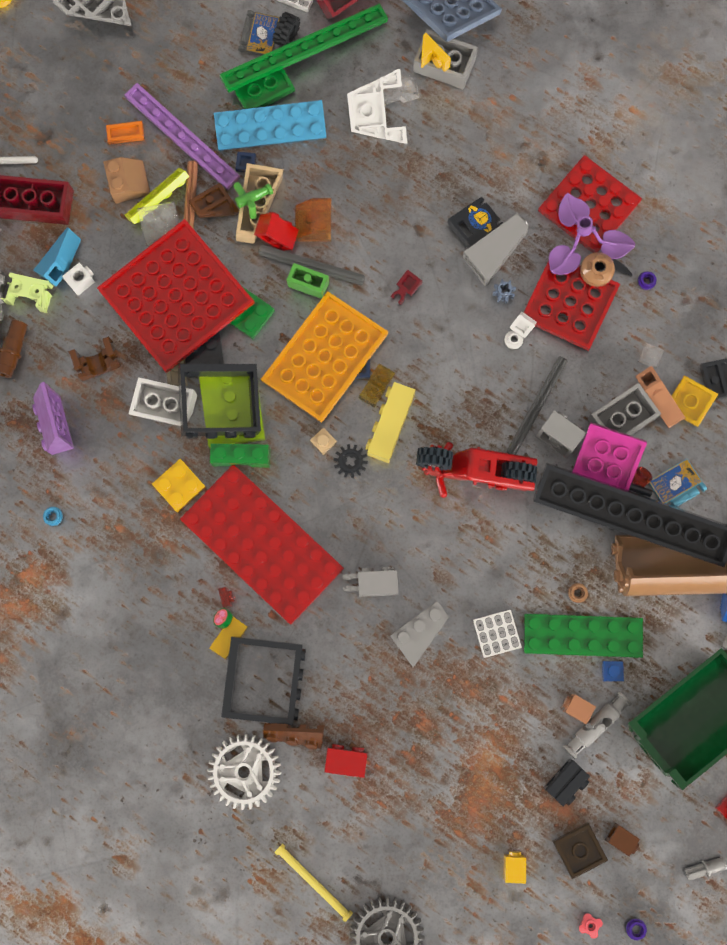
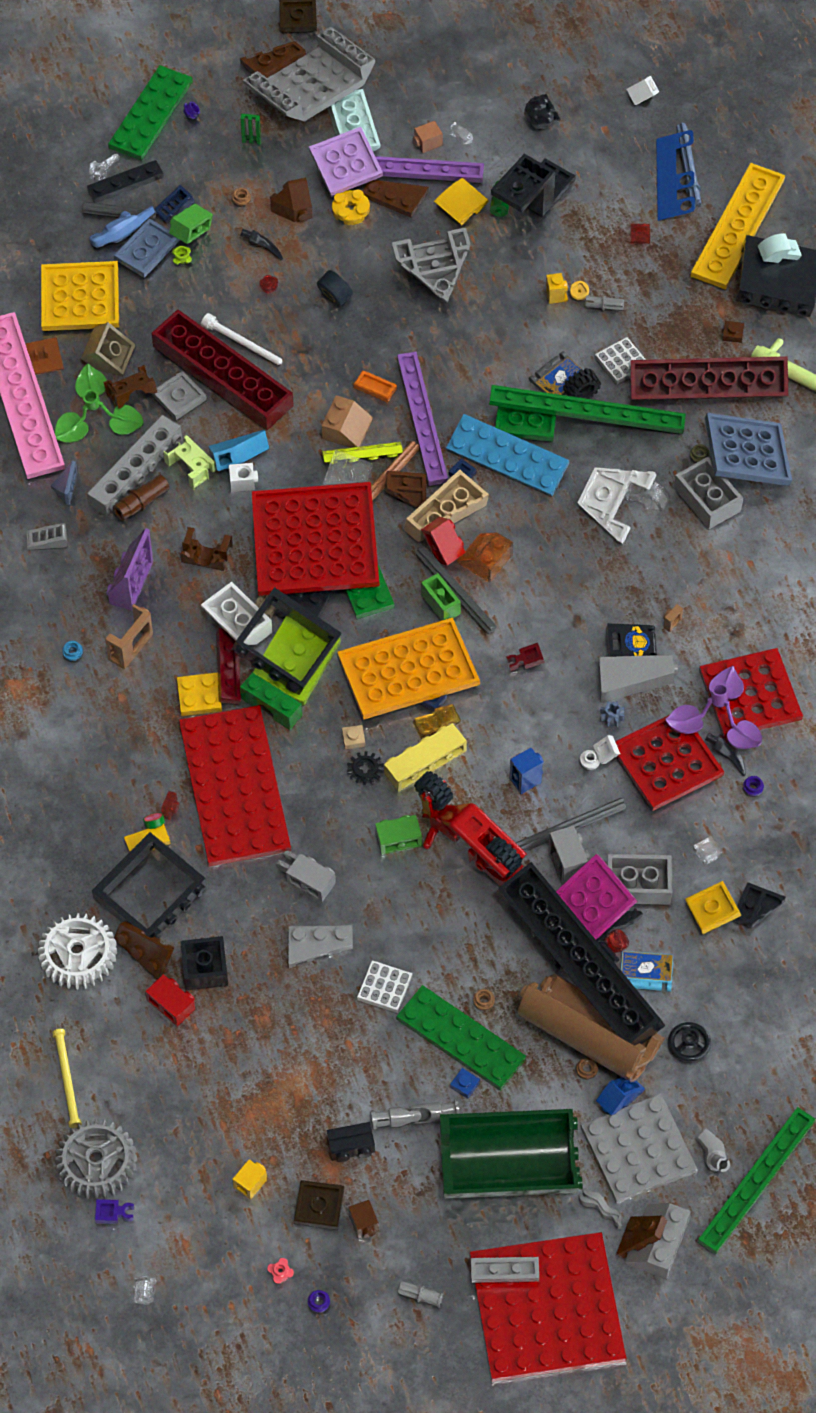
camera: 30 degrees right, 20 degrees down
(34, 68) = (334, 287): none -> black wheel
(96, 490) = (121, 650): none -> medium nougat window
(187, 451) = (228, 669): none -> dark red plate
(251, 197) = (436, 496): bright green piece -> none
(351, 715) = (204, 963): none -> black brick
(412, 25) = (699, 449): none -> olive plate
(417, 501) = (398, 834): none -> bright green brick
(434, 52) = (693, 475): yellow slope -> none
(478, 383) = (526, 770): none -> blue brick
(490, 181) = (672, 617): none -> medium nougat plate
(578, 708) = (409, 1089): nougat brick -> none
(591, 275) = (707, 753): medium nougat piece -> none
(660, 396) = (684, 881): nougat slope -> none
(698, 599) = (587, 1062): none -> medium nougat plate

